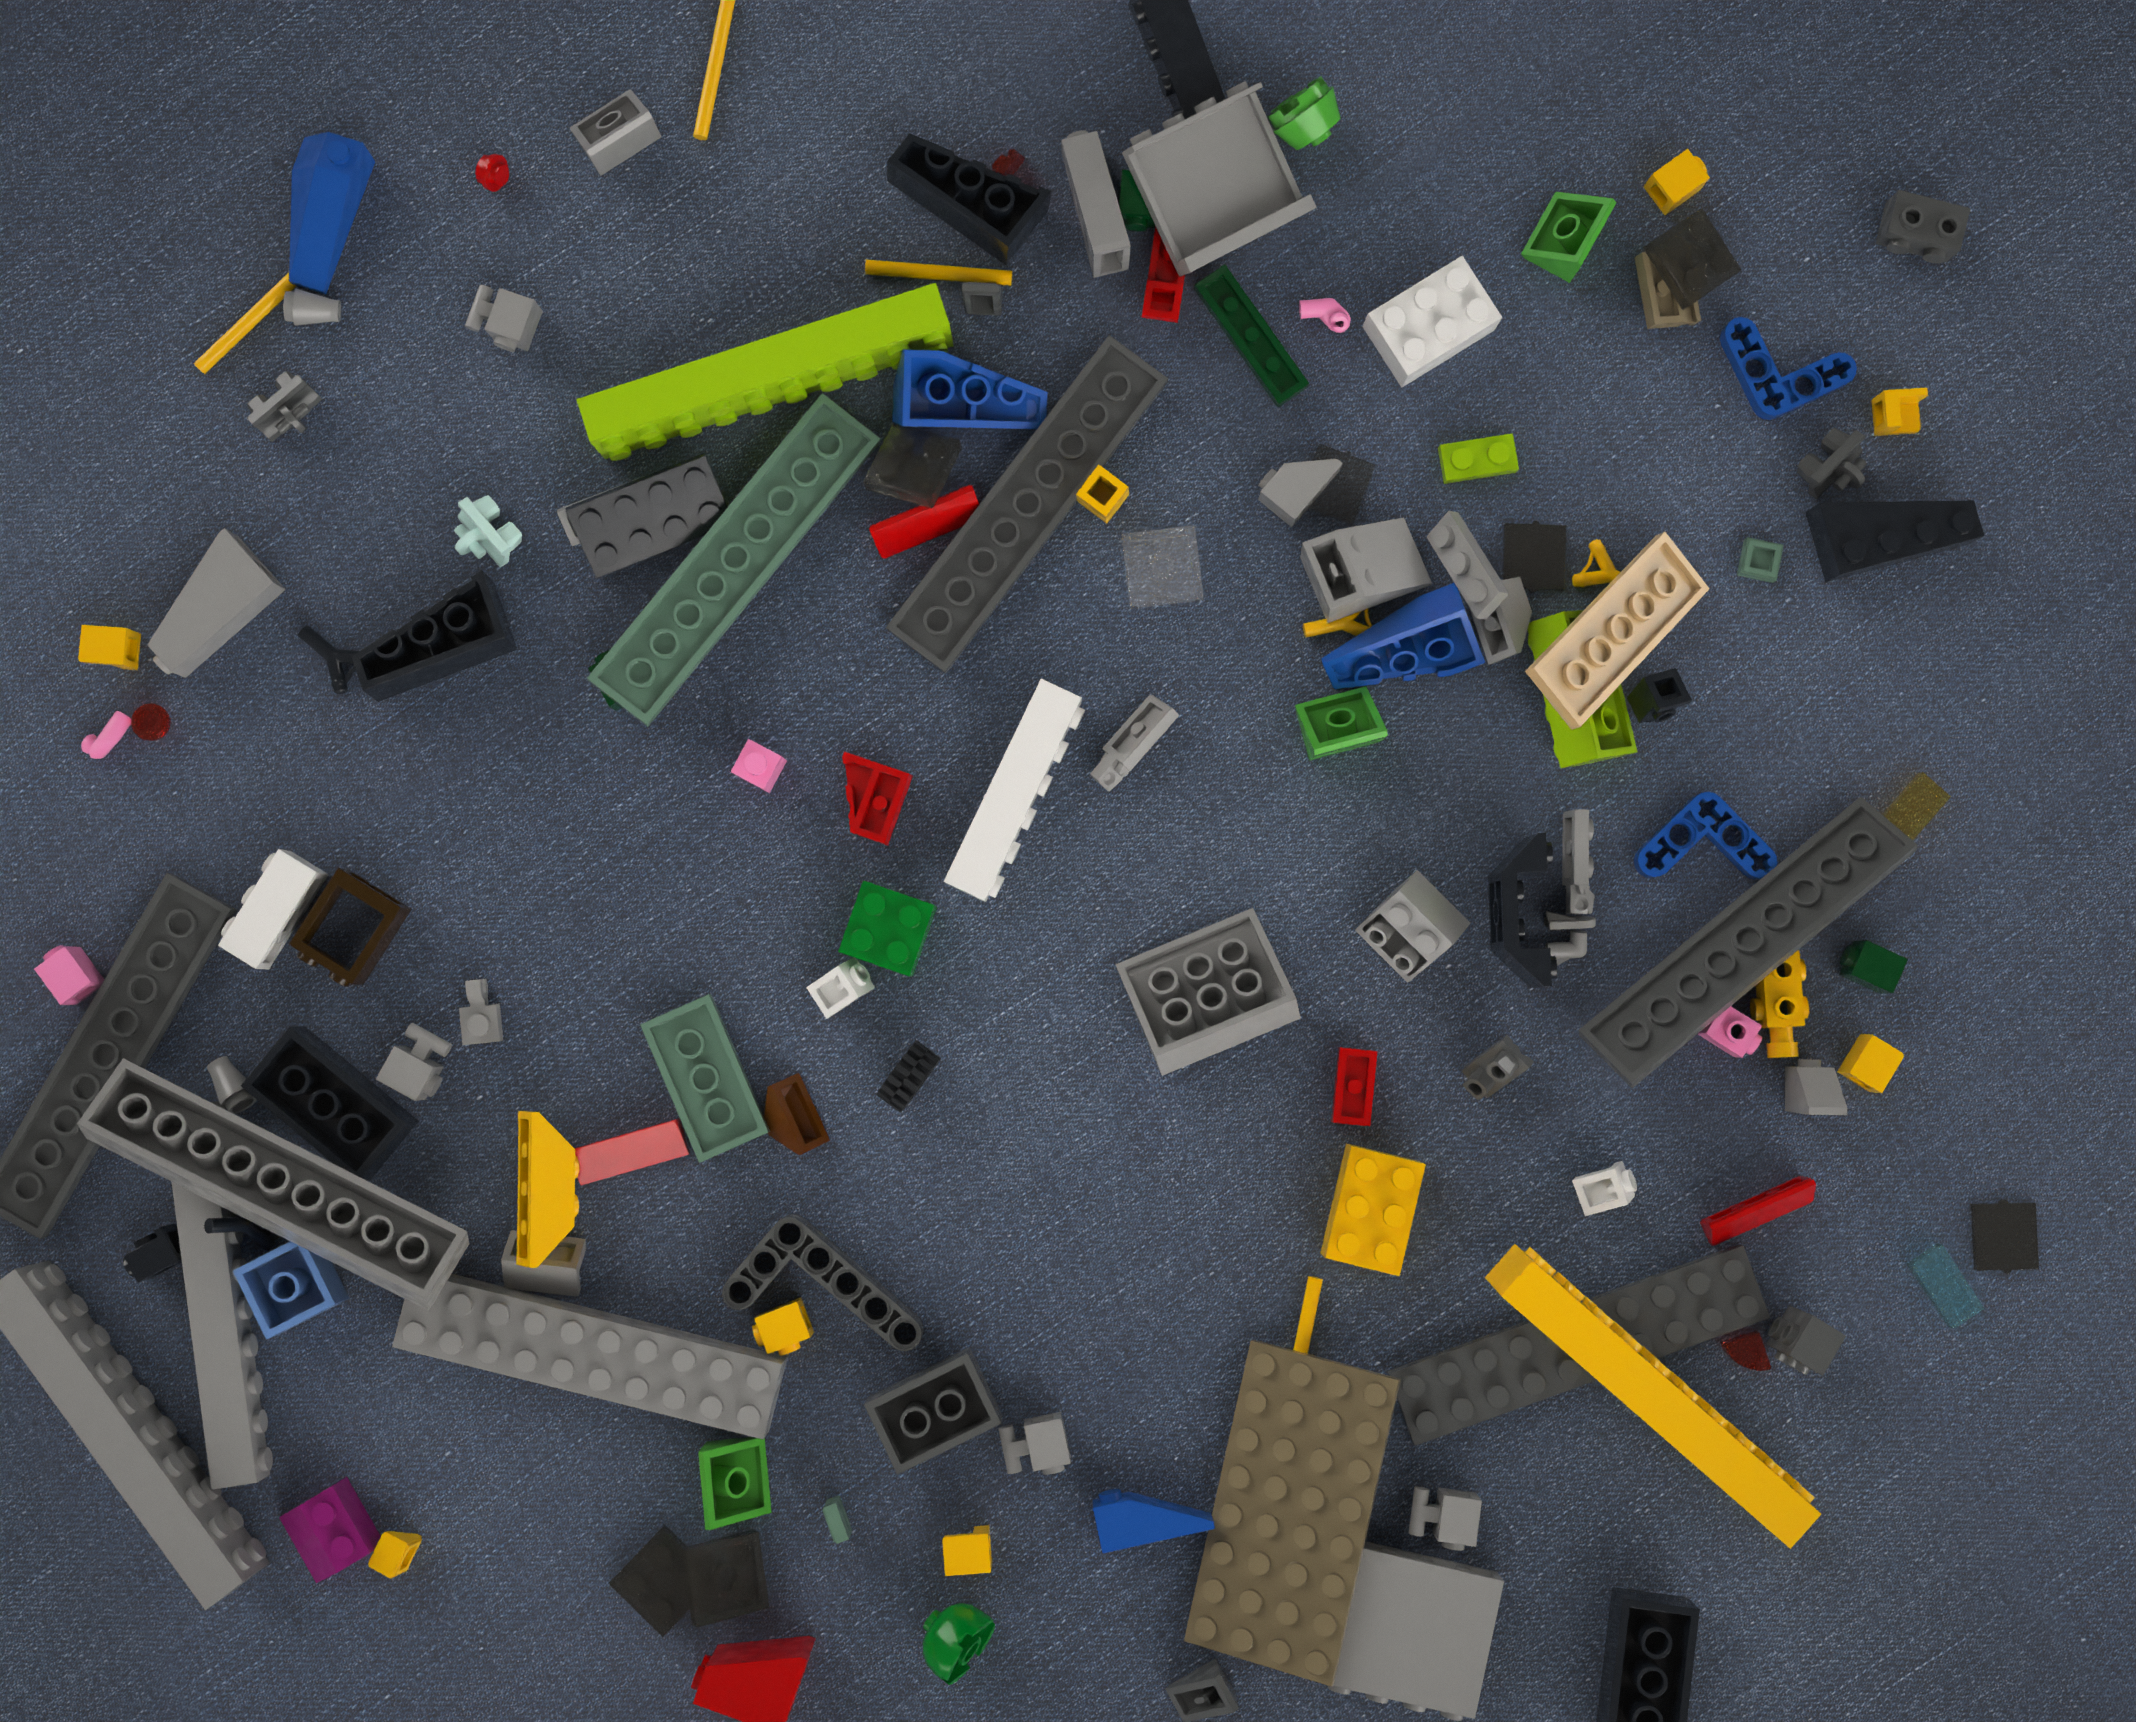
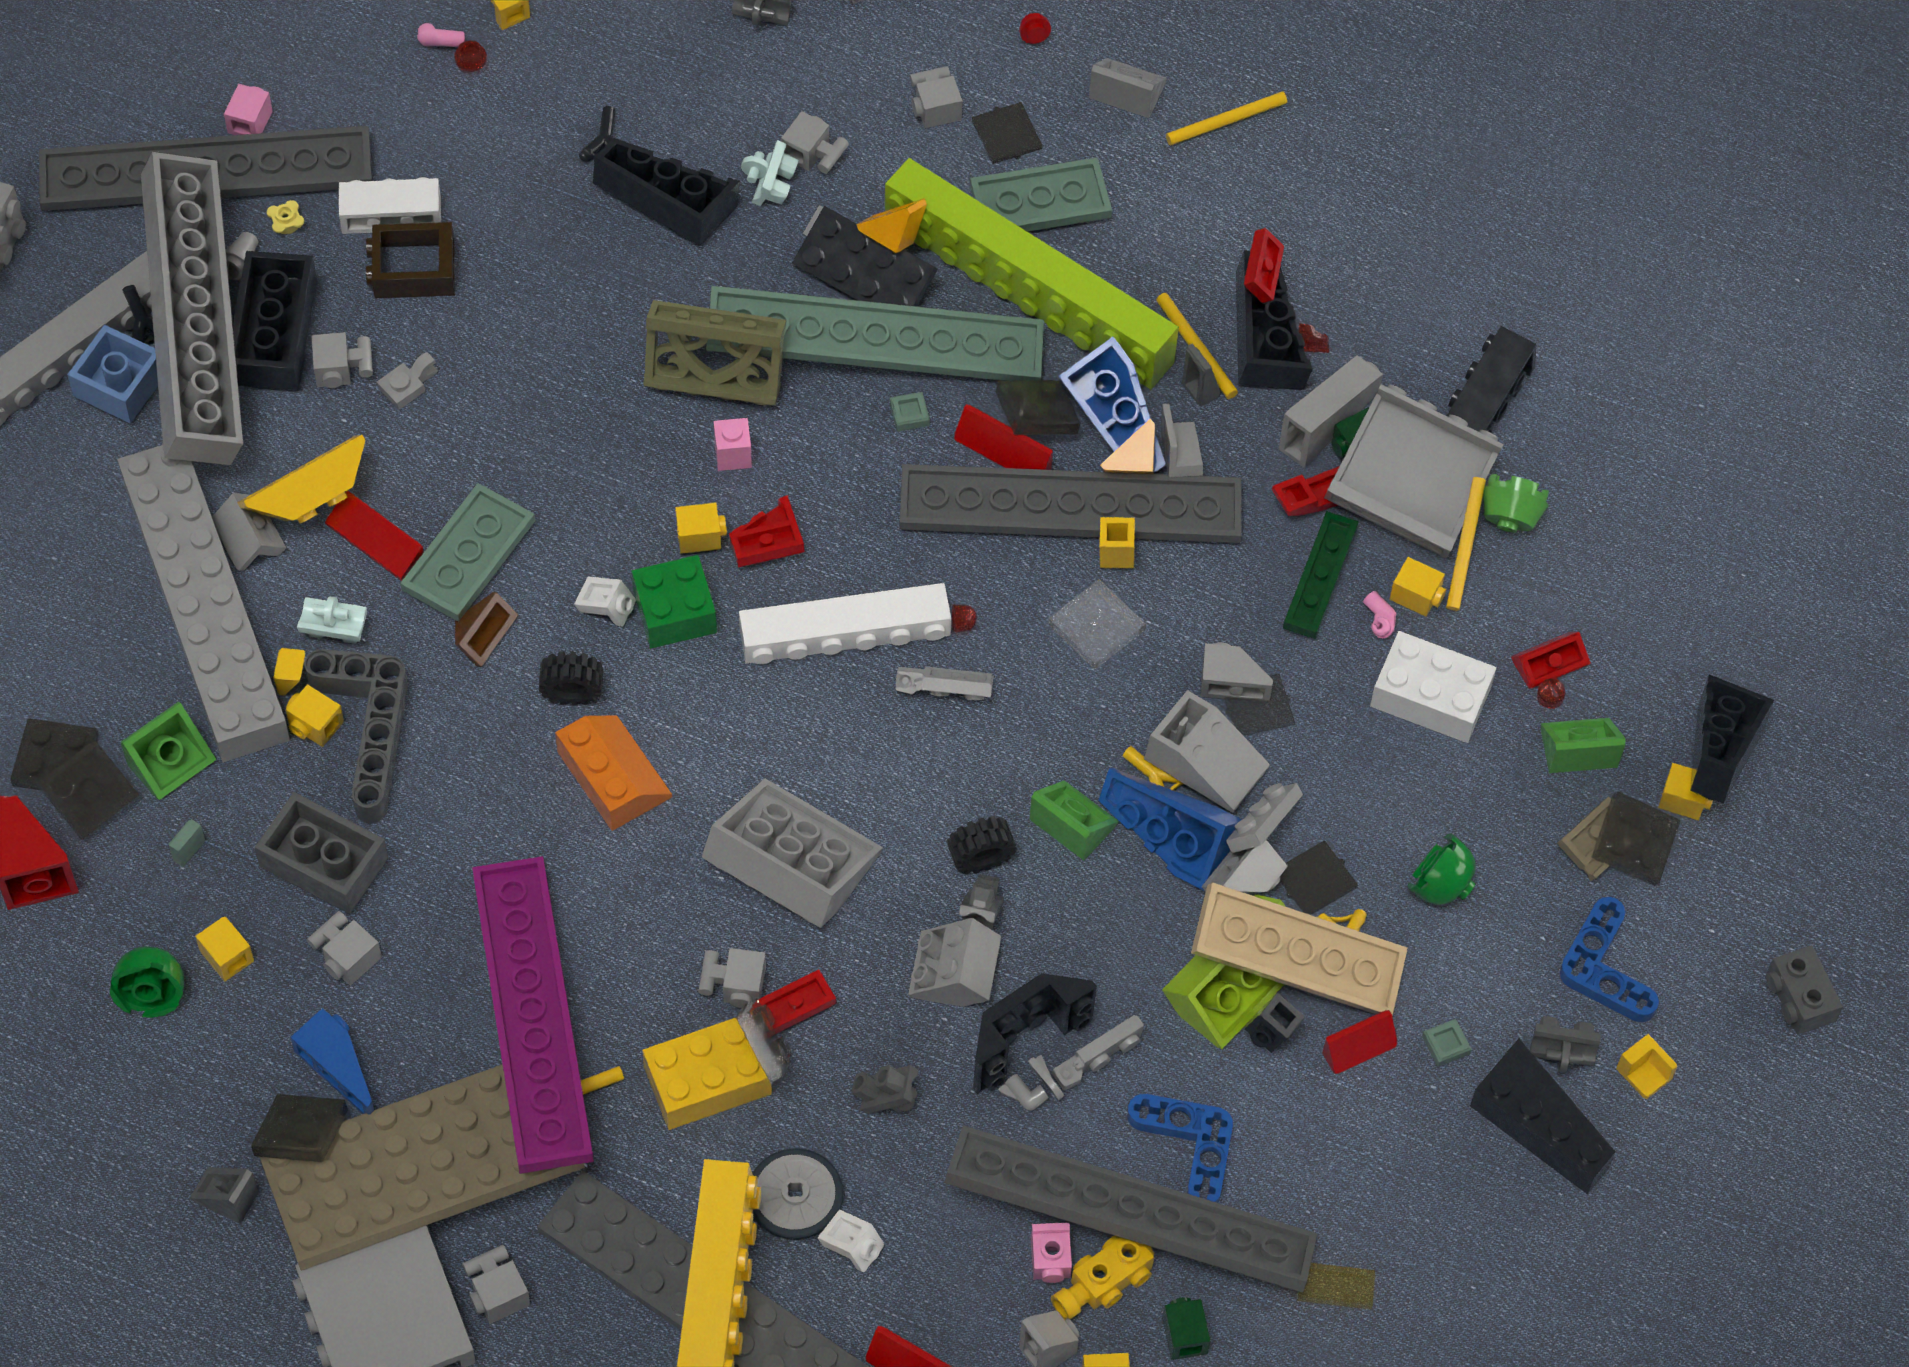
camera: 50 degrees right, 25 degrees down
(154, 1254) = (76, 278): black brick -> none
(214, 605) = (585, 44): light grey slope -> none
(226, 1016) = (288, 224): none -> light yellow plate
(473, 472) = (809, 140): none -> light grey brick
(587, 279) = (1007, 133): none -> clear smoke piece
(624, 729) = (692, 374): none -> olive fence
(635, 464) = (896, 226): none -> light orange slope
(684, 297) = (1046, 194): none -> sand green plate
(696, 1249) = (332, 619): none -> light aqua hips
(722, 1321) = (288, 669): none -> yellow slope
(828, 579) = (909, 411): none -> sand green tile
(828, 855) = (699, 527): none -> yellow brick
(923, 156) = (1264, 265): none -> red plate
(1017, 1093) = (611, 768): none -> orange slope
(1025, 414) = (1135, 454): none -> slope
(1039, 365) = (1180, 446): none -> light grey panel
(1077, 682) = (963, 617): none -> clear red hinge
(1192, 1596) = (299, 1128): none -> clear smoke plate
(1226, 1332) = (532, 1016): none -> magenta plate
(1300, 1118) = (740, 978): none -> light grey brick
(1314, 186) = (1465, 544): none -> yellow bar
(1322, 827) = (981, 845): none -> black tyre
(1324, 260) = (1418, 587): none -> yellow brick
(1376, 864) = (982, 901): none -> dark grey hips
(1390, 1148) = (770, 1050): none -> clear smoke plate
(1465, 197) = (1551, 659): none -> red slope
(1478, 458) = (1358, 790): lime plate -> none
(1499, 229) = (1546, 696): none -> clear red hinge
(1506, 1194) = (794, 1171): none -> light grey wheel
(1613, 447) = (1445, 873): none -> green cylinder
(1668, 111) = (1726, 734): none -> black wedge
(1713, 633) = (1360, 1042): none -> red slope

